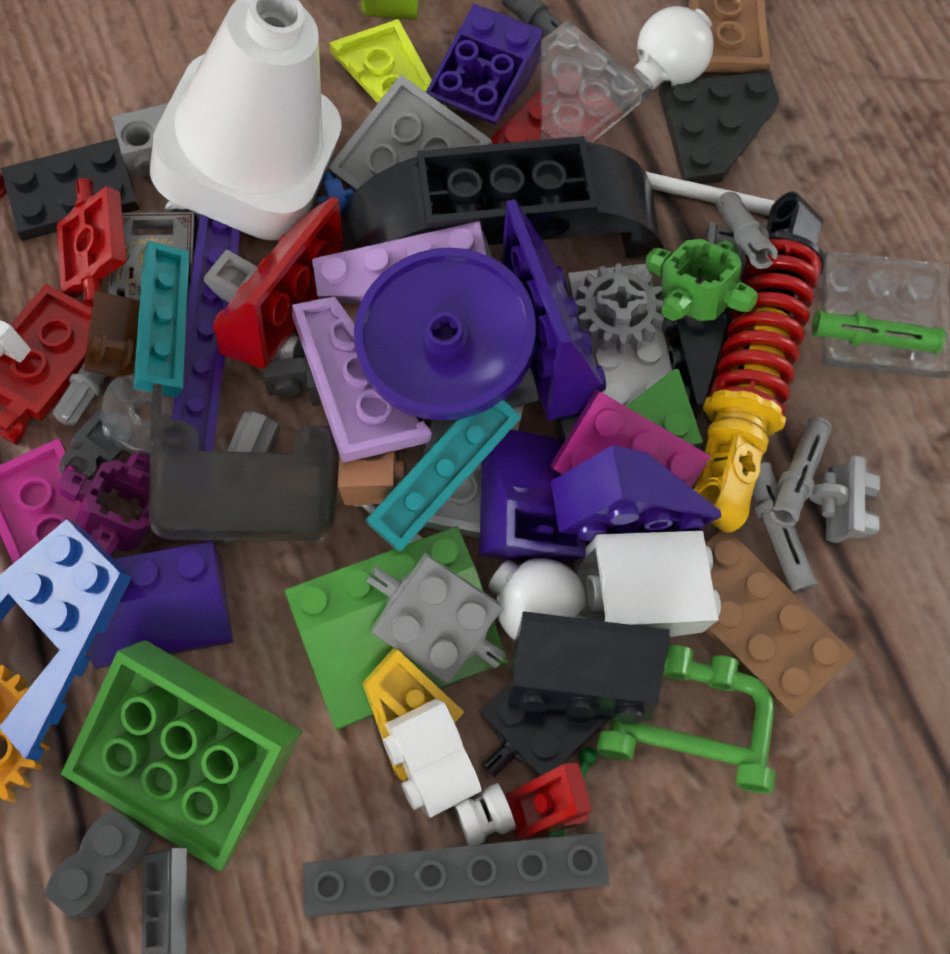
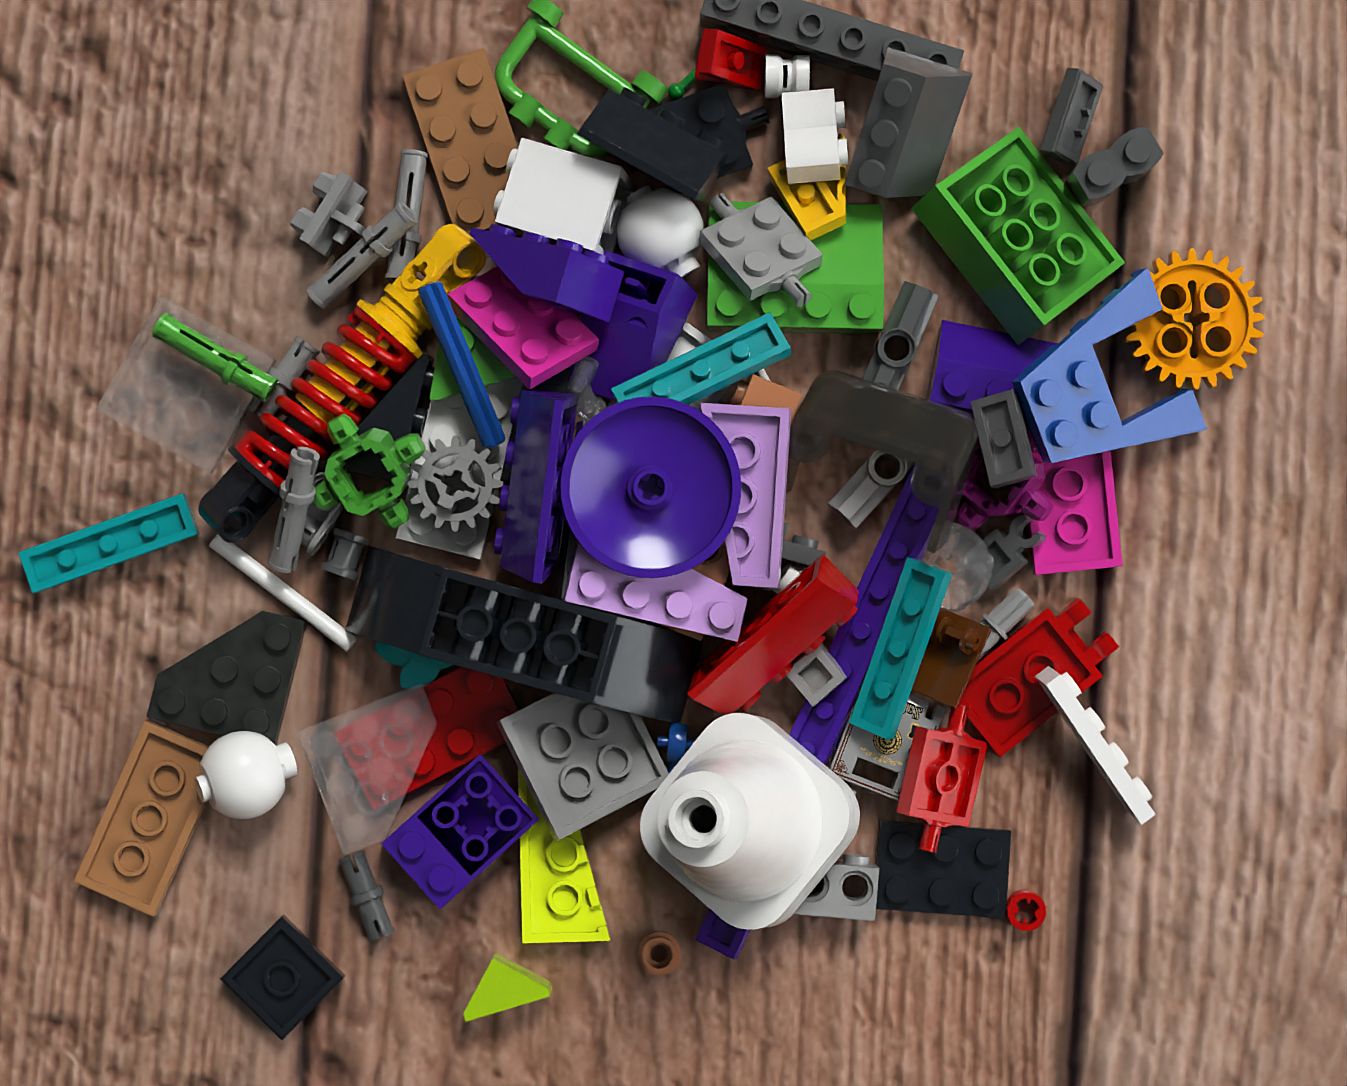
camera: 150 degrees left, 20 degrees up
(121, 520) = (1003, 439): none -> flat silver plate
(266, 614) = (907, 322): none -> dark grey piece
(337, 807) = (907, 126): none -> dark grey slope
(550, 430) = (580, 385): none -> clear arm
(668, 400) = (461, 364): none -> blue axle
(679, 227) = (345, 554): none -> dark grey bush
(809, 360) = (291, 366): none -> light grey pin
(873, 175) = (109, 543): none -> teal plate

